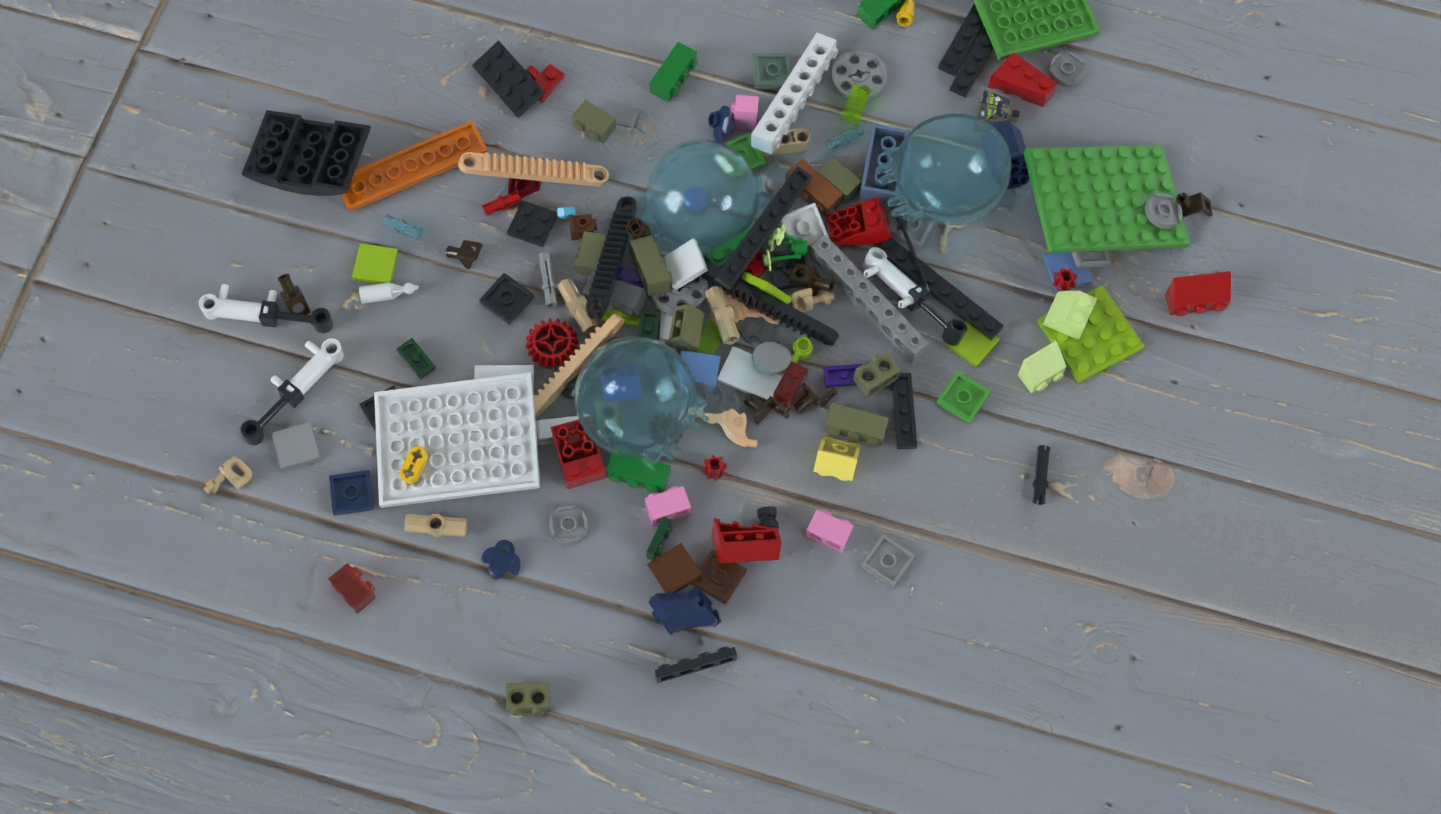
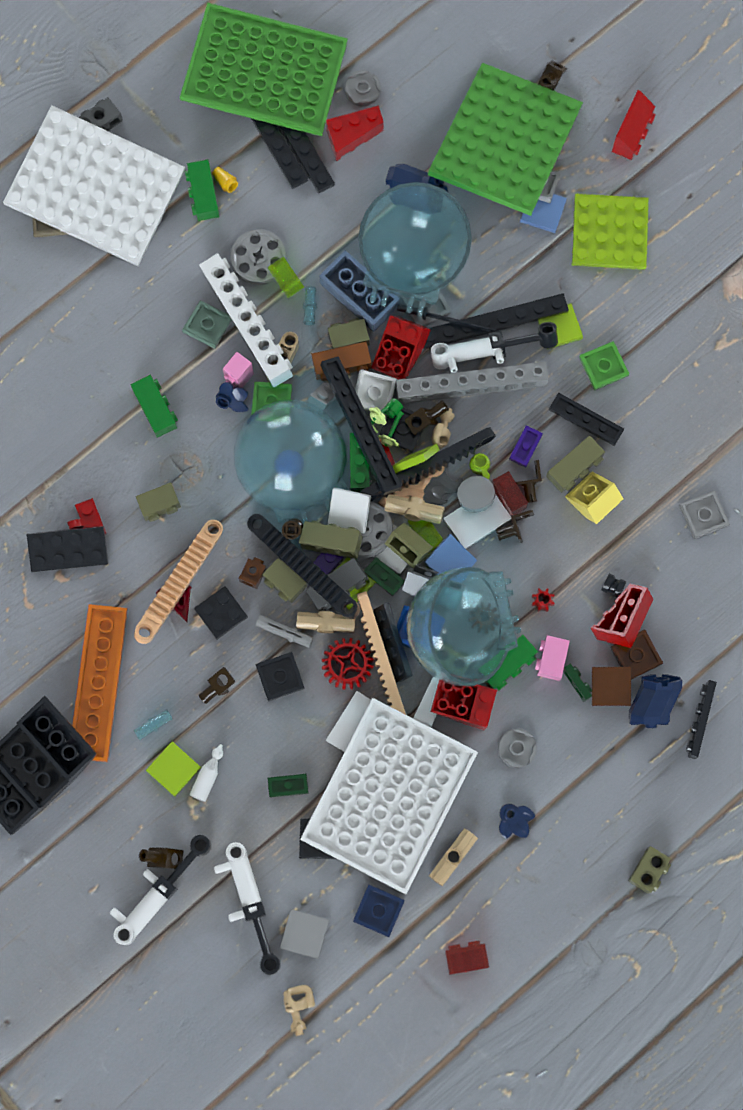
camera: 55 degrees left, 10 degrees up
(410, 464) = (387, 847): yellow beam -> none
(501, 203) = (186, 626): red pin -> none
(563, 212) = (231, 578): medium azure tile -> none
(725, 413) = (504, 560): piece -> none
(829, 530) = (653, 543): bright pink brick -> none
(879, 378) = (551, 420): olive brick -> none
(995, 108) = (365, 171): torso -> none
(1040, 482) = (708, 351): black pin -> none
(1042, 368) = (621, 288): yellowish green slope -> none
(1066, 275) = (558, 215): red gear -> none
(1070, 312) = (588, 234): yellowish green slope -> none
(1163, 211) = (545, 103): light grey tile -> none

